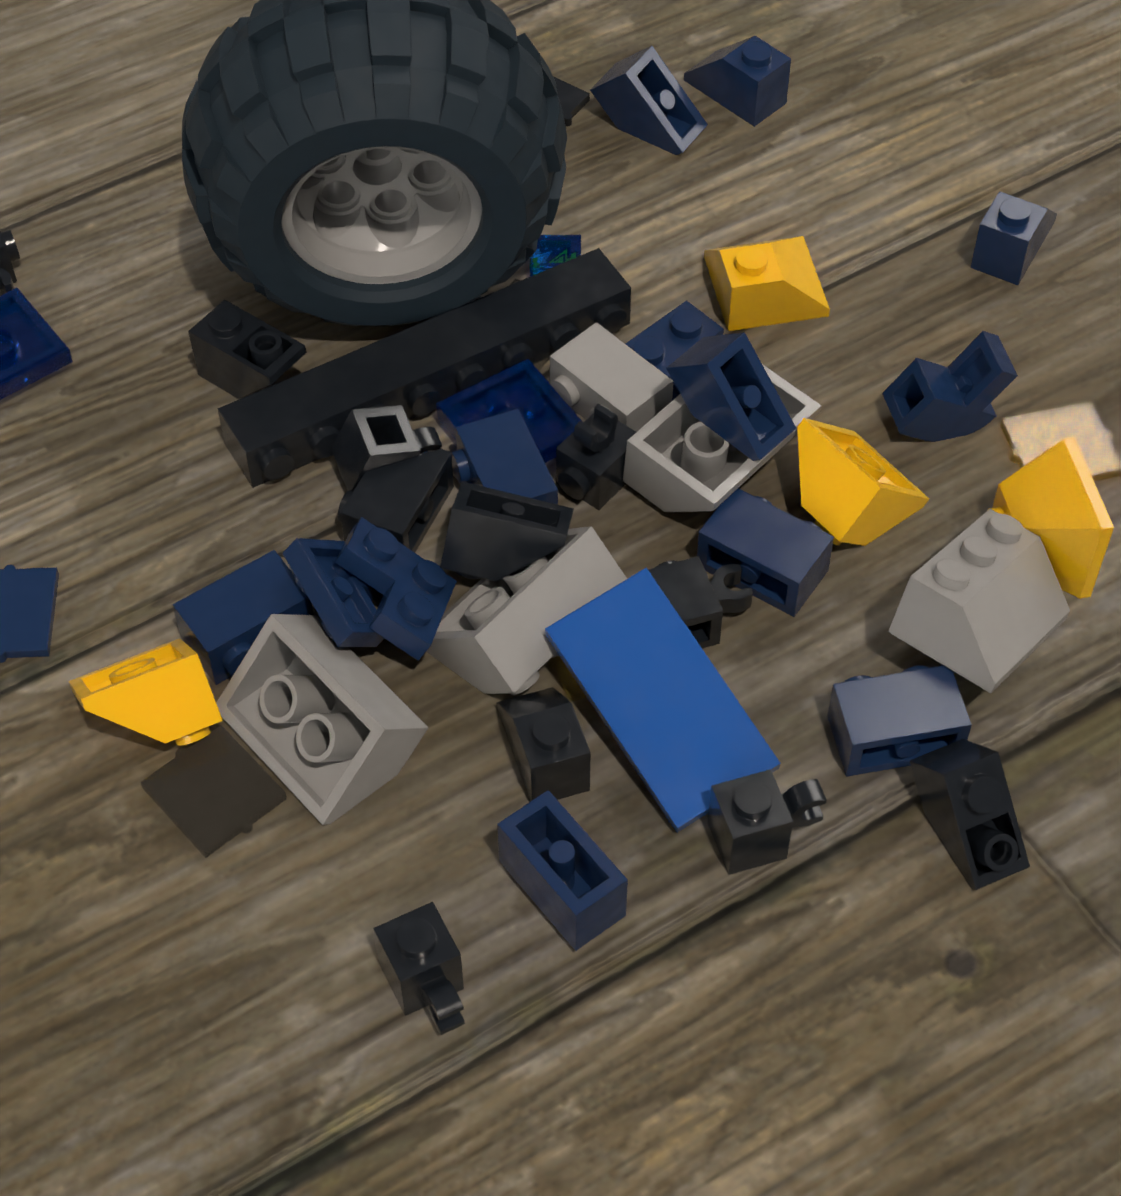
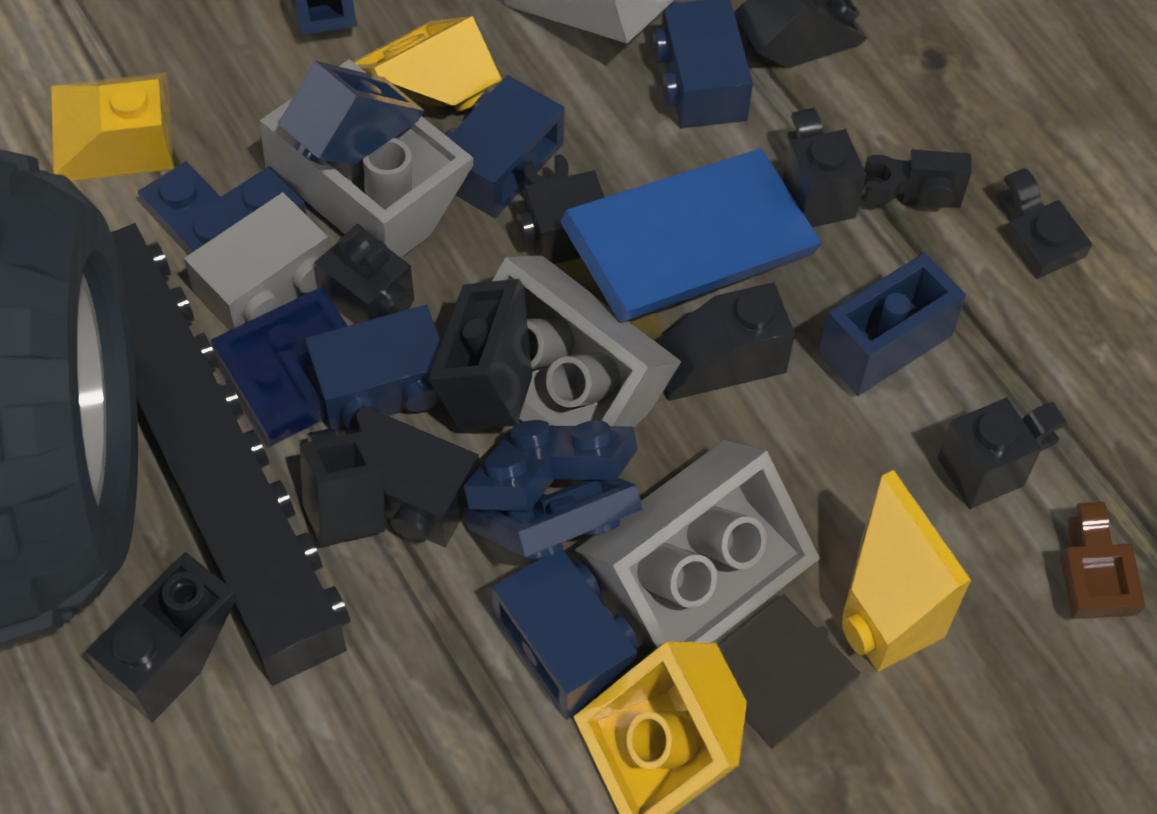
camera: 90 degrees left, 5 degrees up
(279, 861) = (902, 580): none -> yellow slope
(287, 1058) = (1099, 575): none -> reddish brown plate
(716, 1053) = (1040, 234): none -> black plate
(763, 930) = (925, 179): none -> black plate

